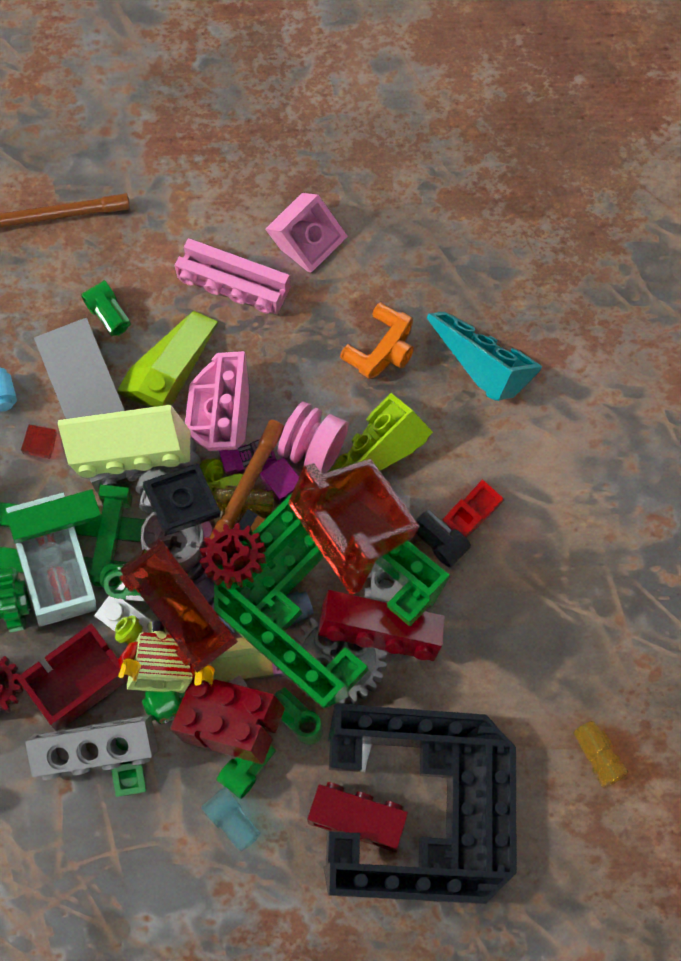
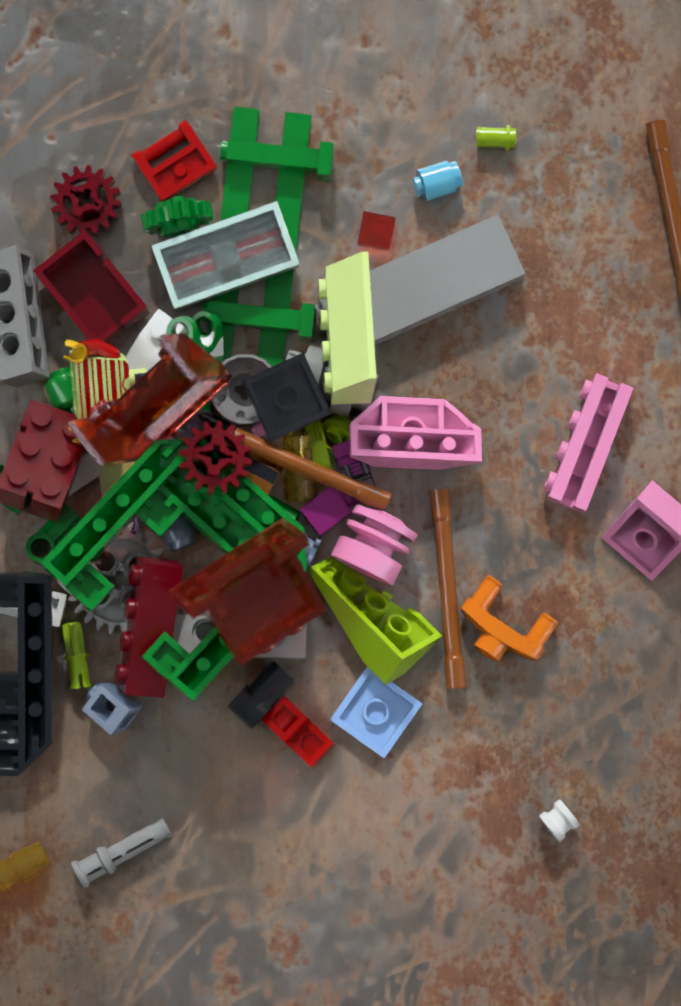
camera: 85 degrees right, 15 degrees up
(53, 516) = (267, 255): green tile -> none
(103, 303) = (552, 290): green piece -> none
(128, 629) = (136, 347): lime plate -> none
(166, 366) = (472, 369): lime wedge -> none
(406, 697) = (76, 655): none -> lime axle
(412, 384) = (442, 518): none -> dark orange piece
(455, 447) = (376, 712): none -> light blue tile
(462, 662) = (101, 711): none -> sand blue brick
(489, 365) = (481, 752): teal wedge -> none
(544, 304) = (559, 820): none -> white wheel
(588, 671) = (107, 859): none -> light grey pin

